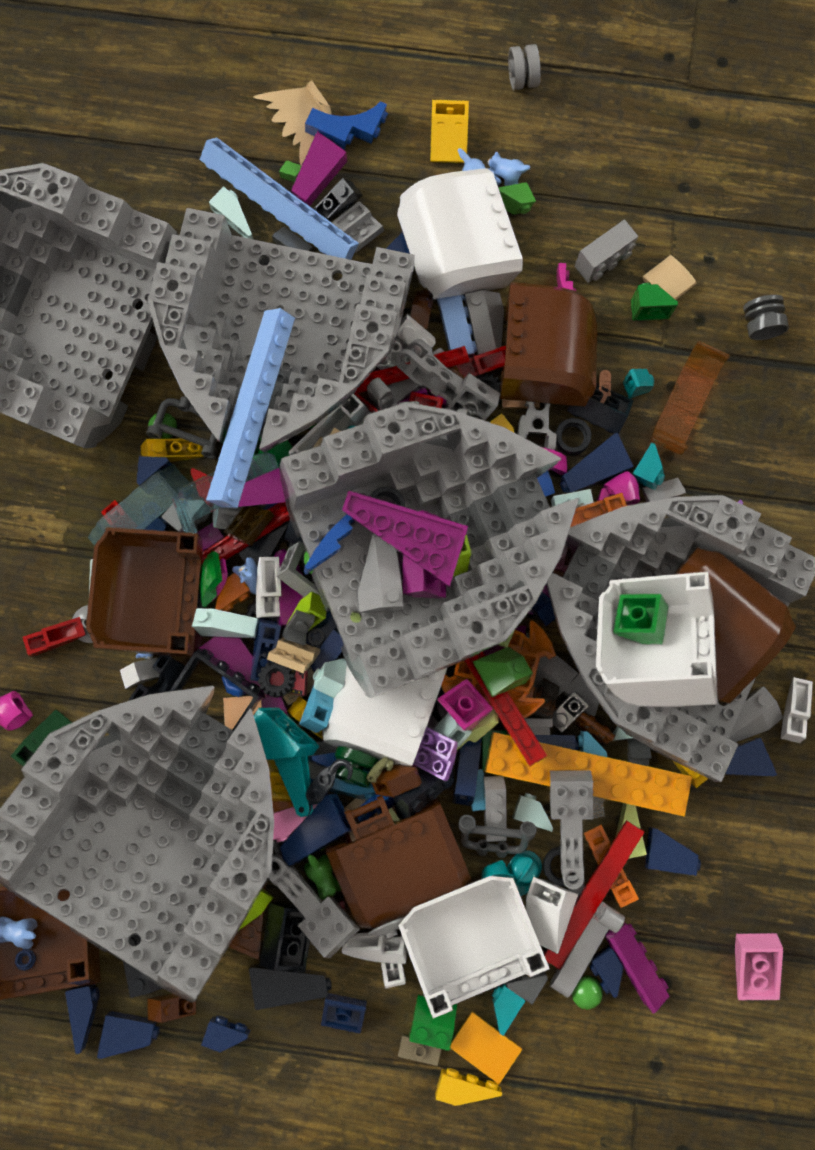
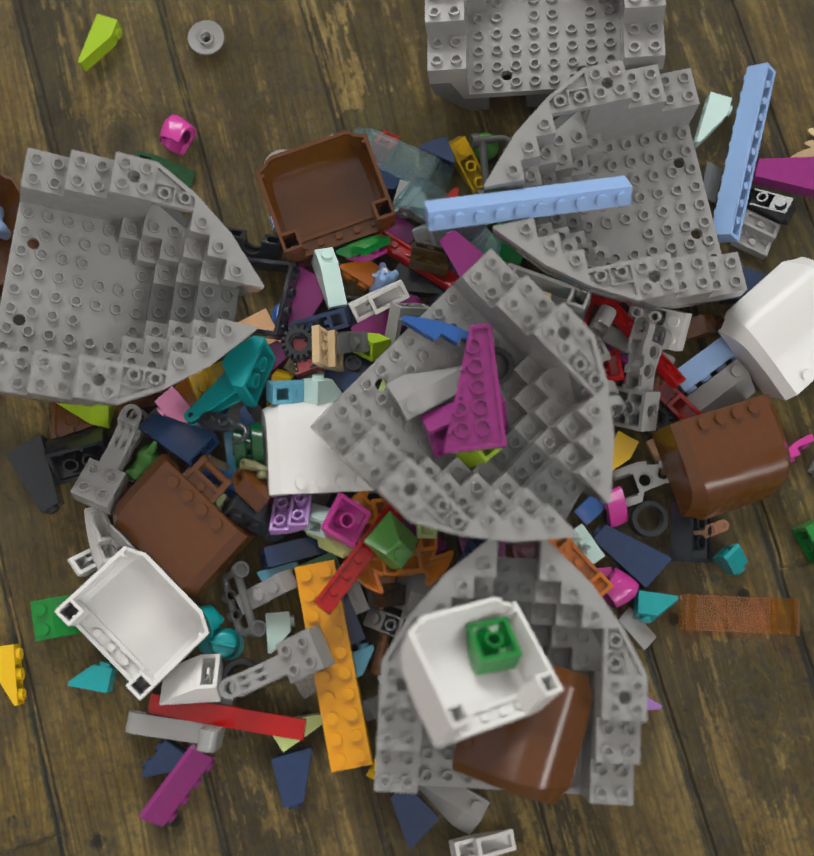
camera: 65 degrees right, 0 degrees up
(53, 636) = (254, 138): red slope -> none
(139, 673) = (256, 226): white slope -> none
(290, 171) = (777, 150): bright green slope -> none
(343, 1013) = (34, 534): dark blue slope -> none
(418, 1051) = (25, 615): dark tan plate -> none
(485, 1047) = (51, 673): light orange tile -> none
(527, 986) = (118, 691): dark grey slope -> none
(587, 993) = (137, 749): bright green hair -> none
(622, 887) = (245, 740): orange slope -> none

